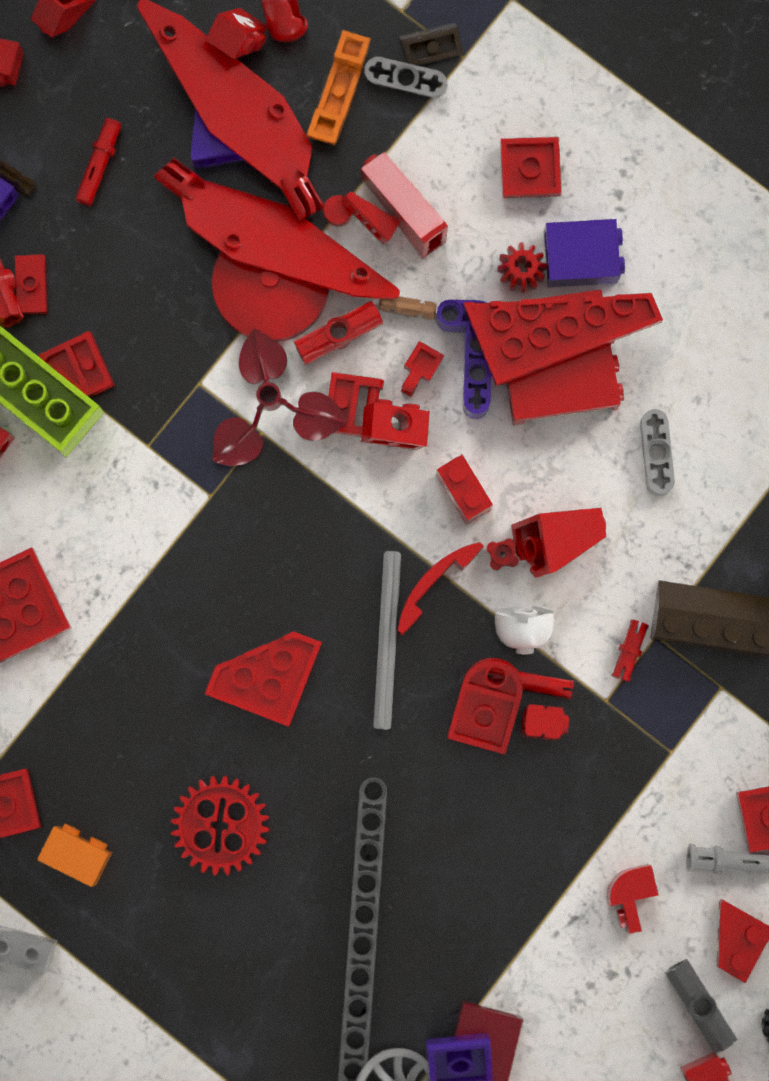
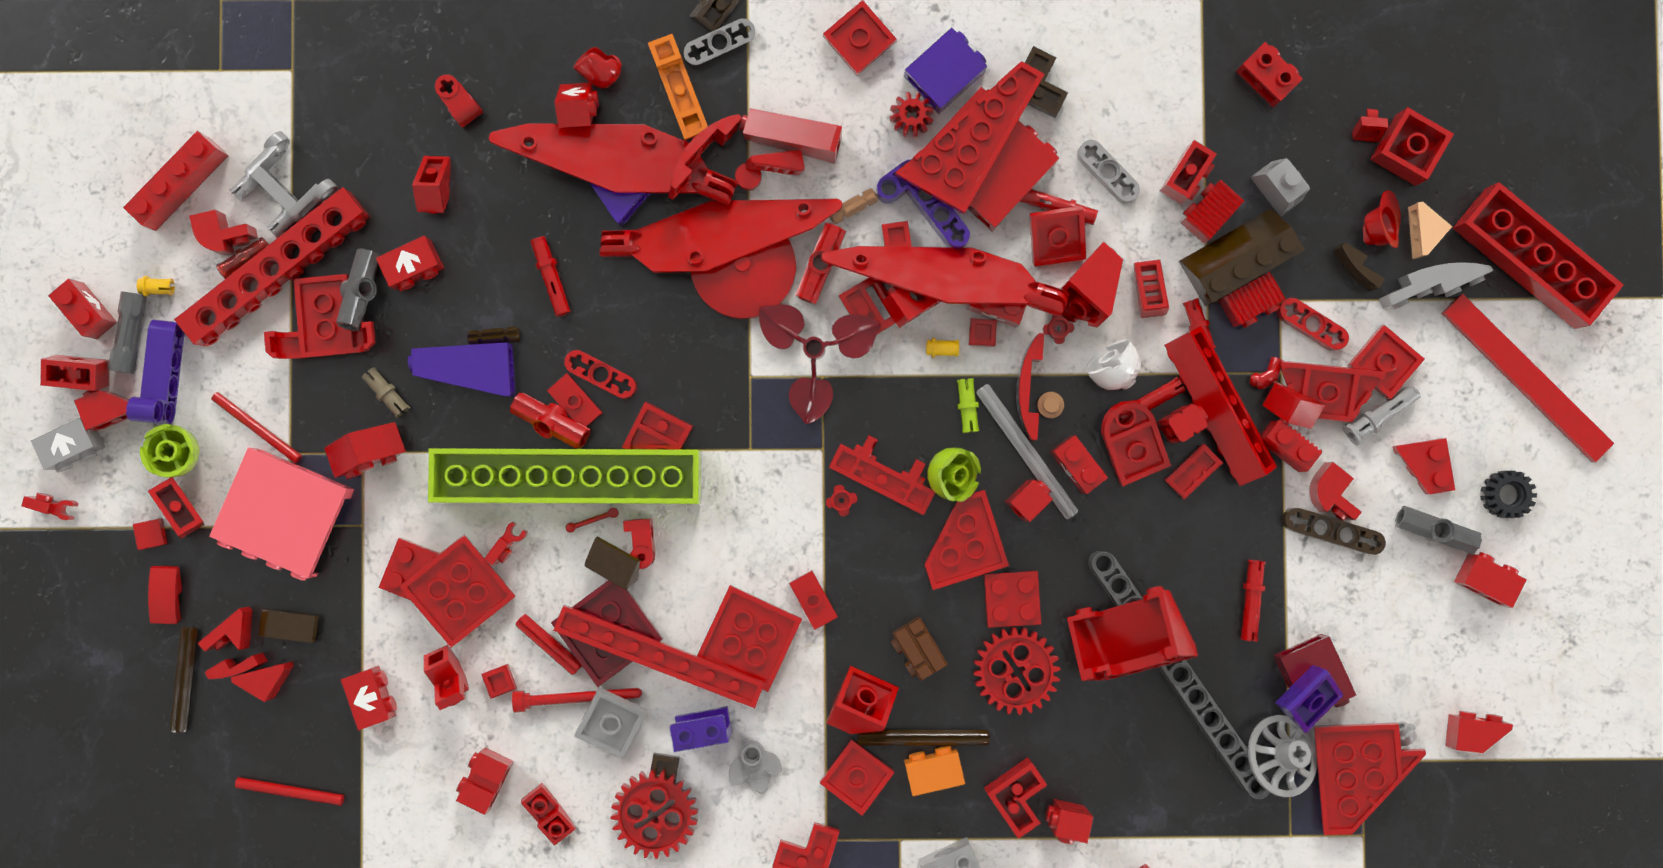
camera: 40 degrees left, 5 degrees up
(61, 742) = (862, 703): none -> red slope
(67, 290) = (622, 377): none -> red beam
(91, 819) = (924, 737): none -> dark brown axle
(94, 619) = (813, 600): none -> red plate
(123, 930) = (1010, 796): none -> red brick
(150, 735) = (919, 648): none -> reddish brown brick
(155, 995) = (1069, 821): none -> red brick
(182, 548) = (849, 499): none -> red plate
(231, 539) = (900, 487): none -> red hinge
(269, 760) = (1012, 599): none -> red plate
(305, 606) = (954, 474): none -> lime cylinder
(340, 873) = (1130, 637): none -> red windscreen
(344, 153) = (719, 132): none -> red slope
(352, 680) = (1029, 499): none -> red brick
(368, 558) = (968, 405): none -> lime pin
(386, 489) = (942, 347): none -> yellow pin
(422, 686) = (1078, 465): none -> red brick
(432, 505) = (982, 332): none -> red tile
(441, 615) = (1050, 405): none -> medium nougat plate
(442, 431) = (951, 275): none -> wing
(482, 934) = (1252, 604): none -> red pin
(521, 775) = (1193, 471): none -> red plate
(565, 471) = (1058, 236): none -> red plate
(590, 735) = (1227, 416): none -> red brick
(591, 451) = (1033, 196): none -> red pin
(599, 604) = (1157, 309): none -> red slope
(602, 933) = (1333, 531): none -> dark brown beam
(625, 821) = (1290, 446): none -> red brick
(653, 342) = (1047, 96): none -> dark brown plate
(655, 788) = (1293, 406): none -> red slope
(656, 746) = (1268, 377): none -> red arm
(694, 665) = (1251, 300): none -> red brick
(700, 799) = (1337, 387): none -> red wing
(721, 558) = (1212, 211): none -> red brick
(726, 506) = (1187, 173): none -> red brick
(734, 754) = (1325, 340): none -> red beam

